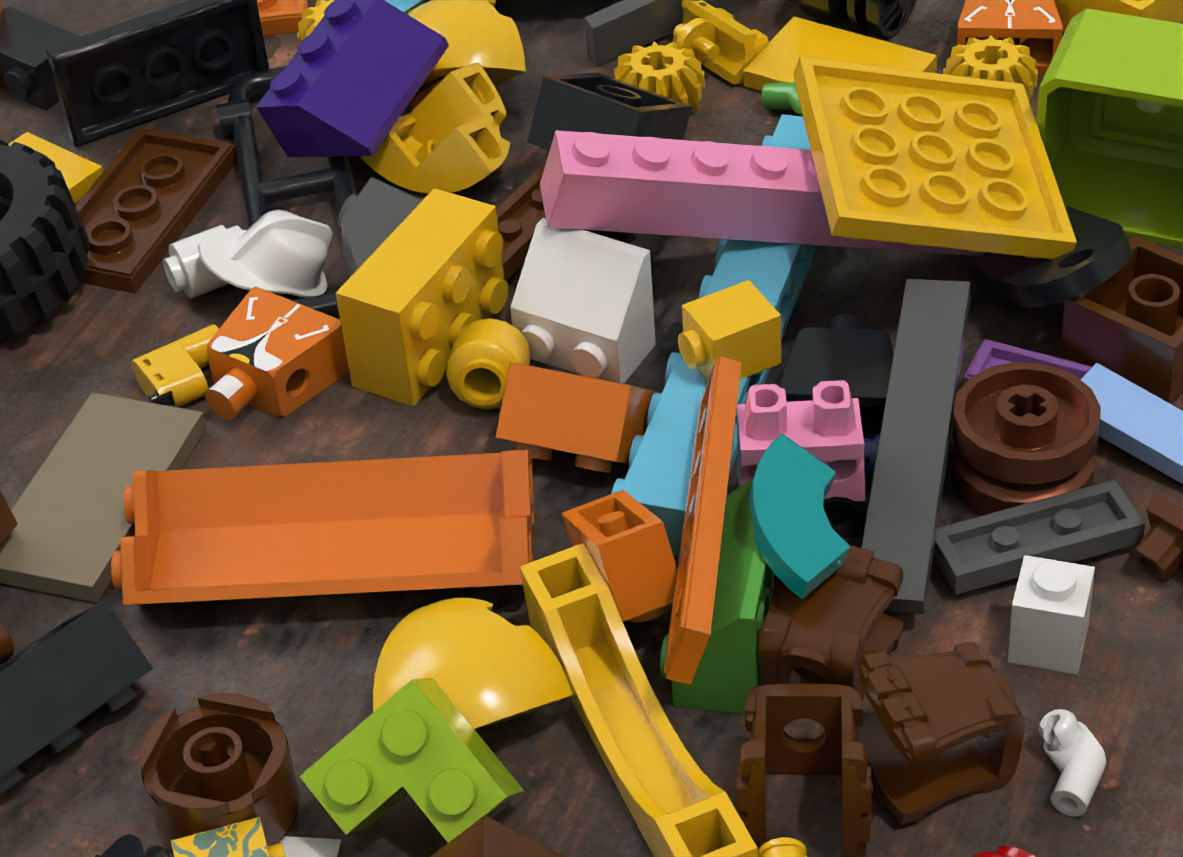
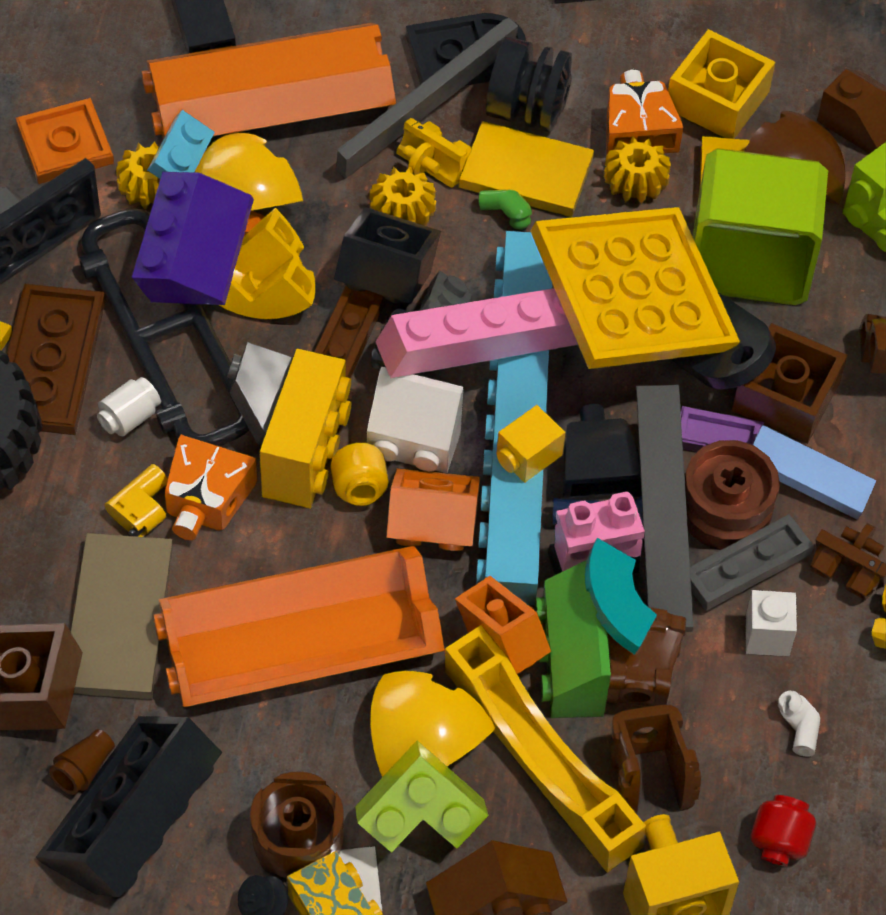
camera: 20 degrees left, 15 degrees up
(275, 254) = (178, 403): white piece -> none
(703, 523) = (556, 598): orange tile -> none
(937, 728) = (724, 717): reddish brown piece -> none

